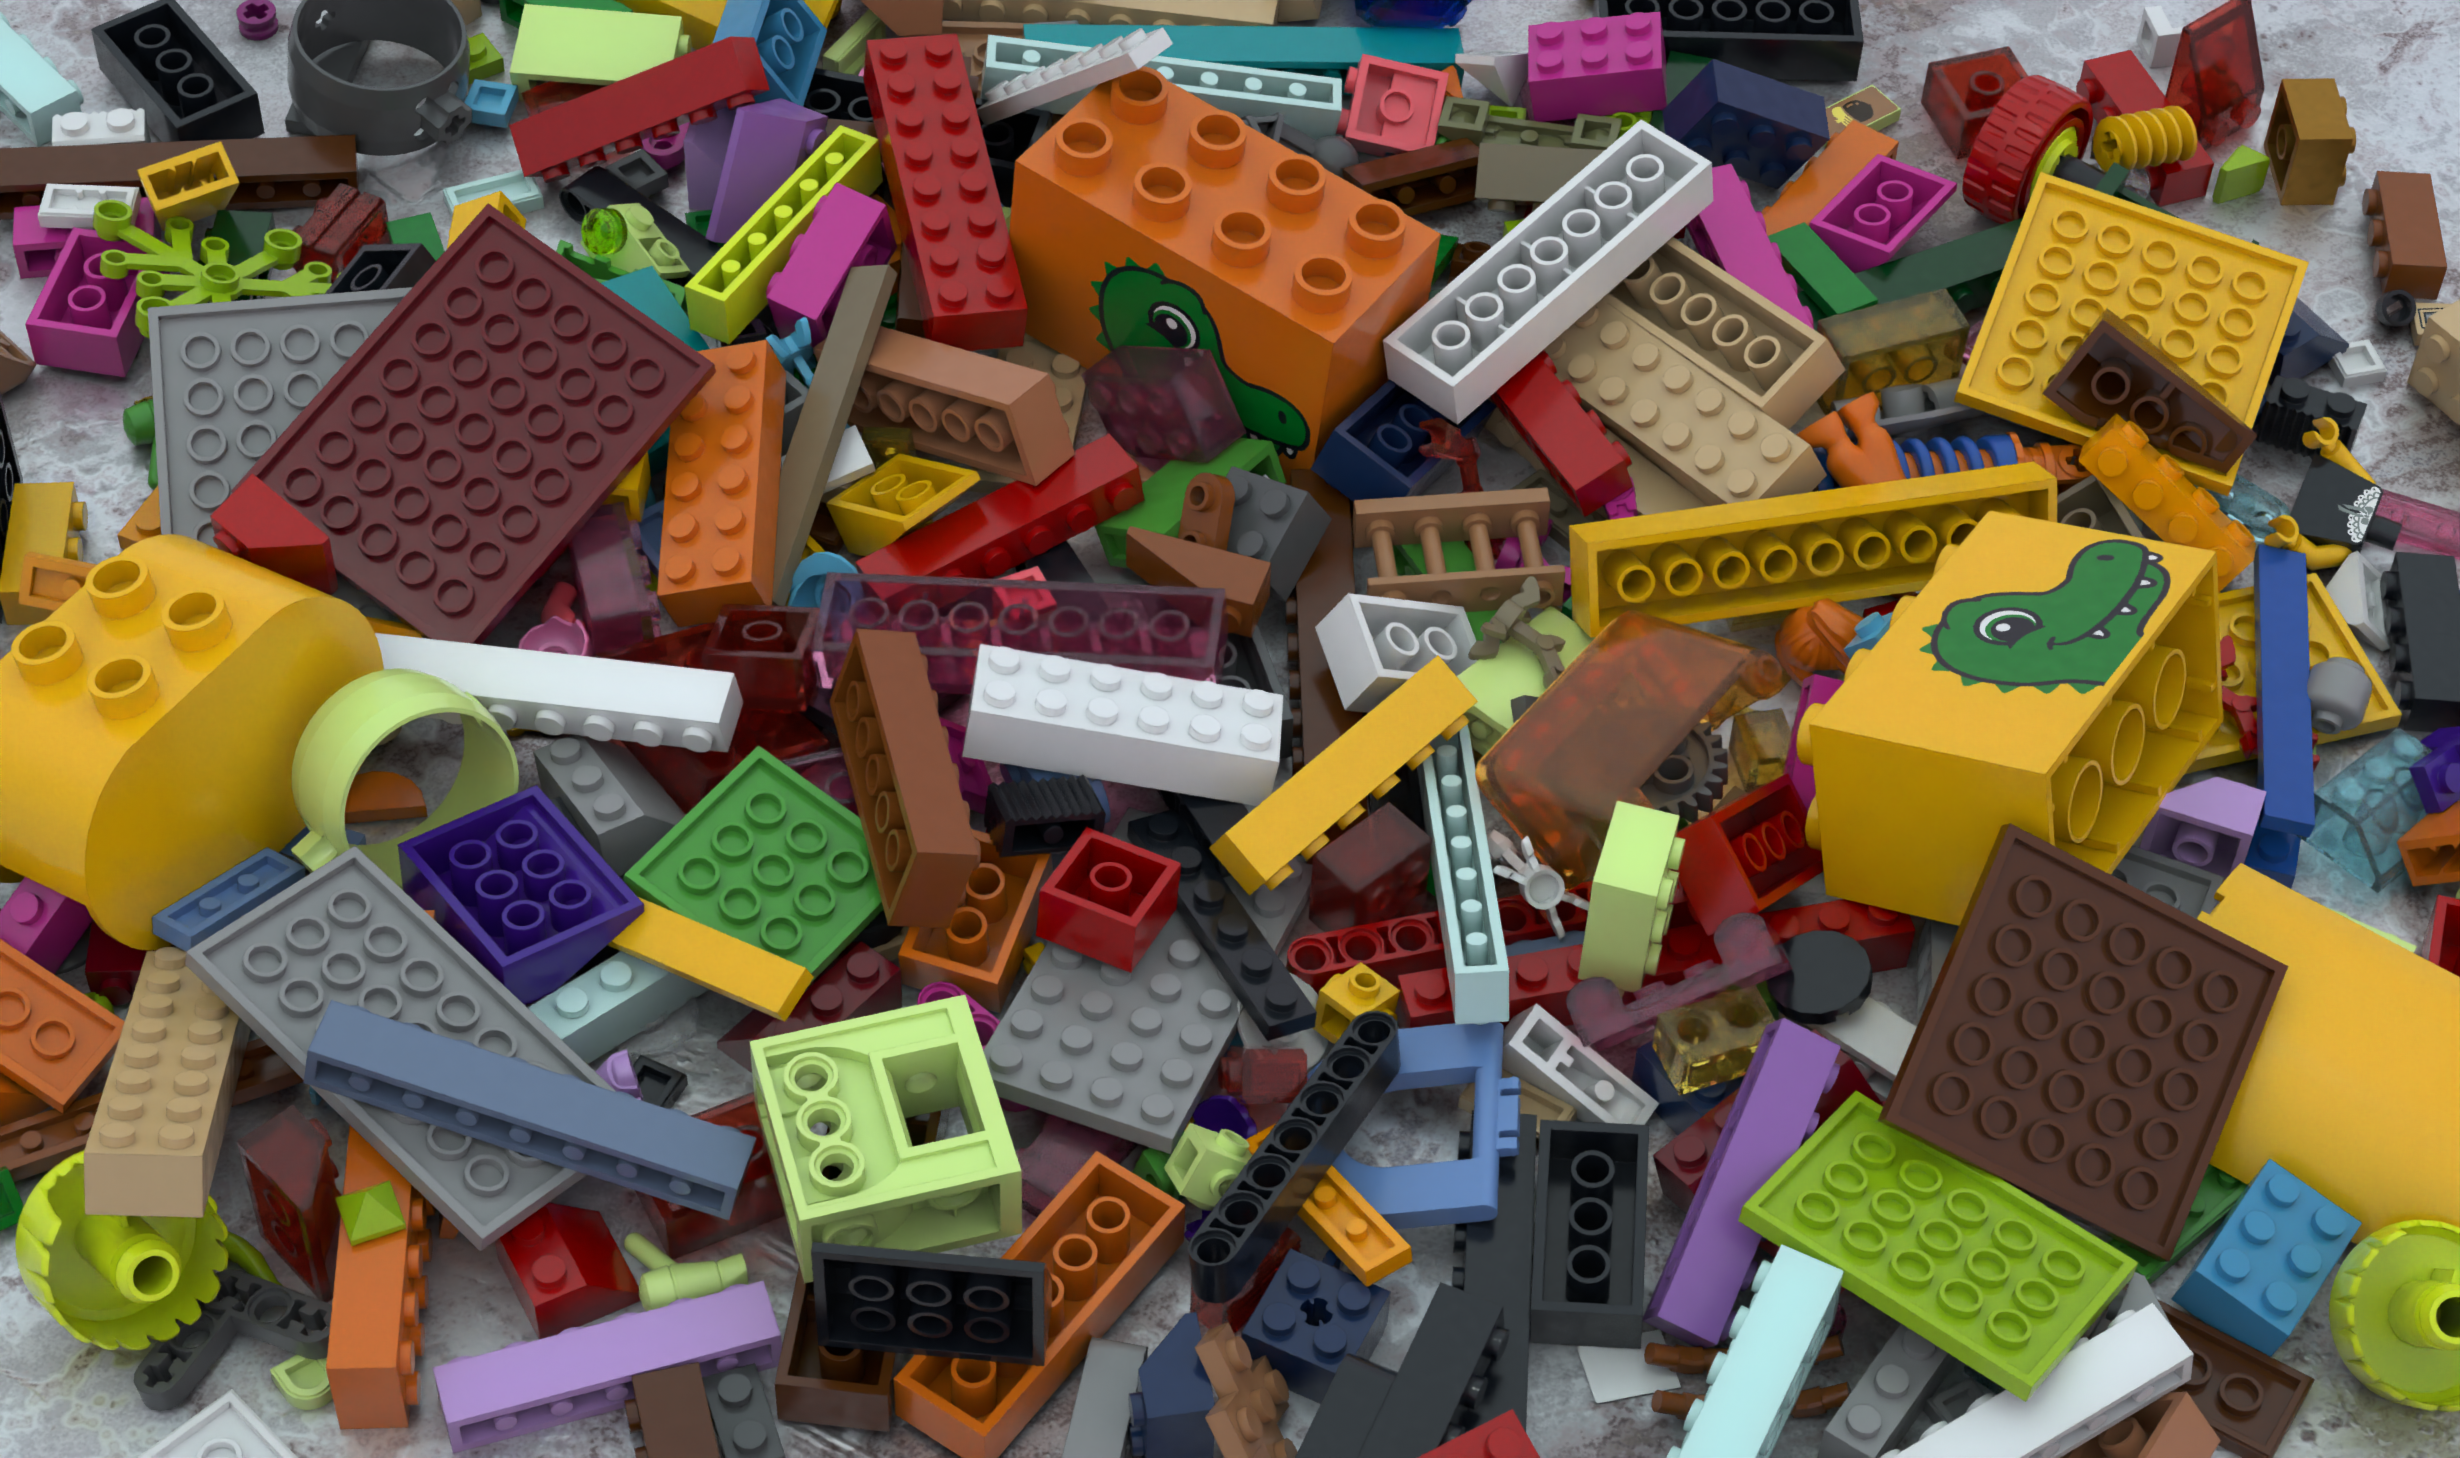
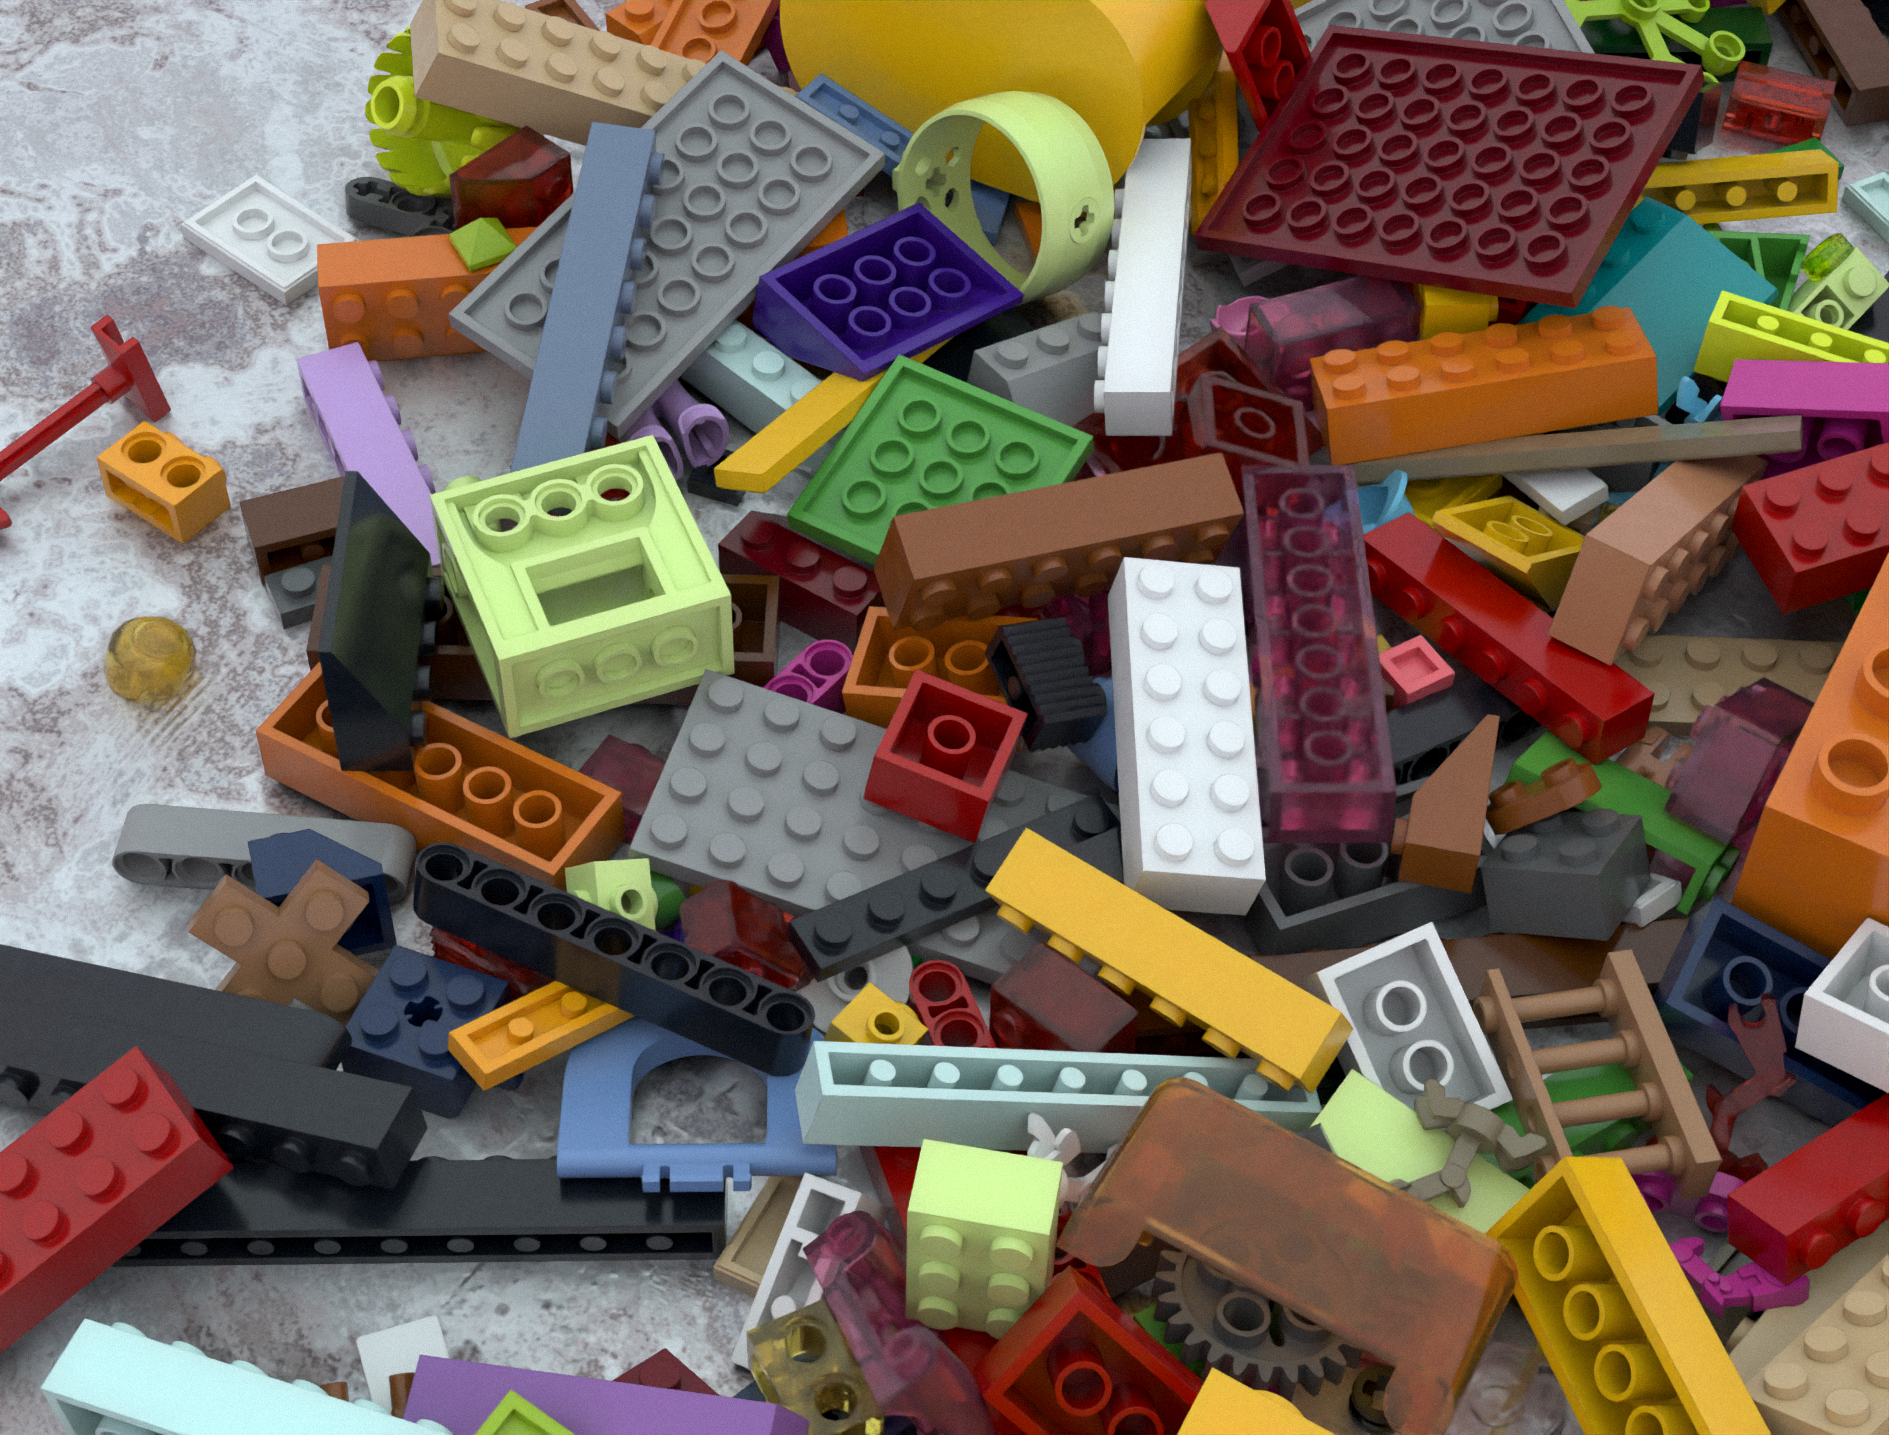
camera: 85 degrees right, 0 degrees up
(565, 1268) = (476, 419): red slope -> none
(1590, 1234) = (564, 1292): black brick -> none

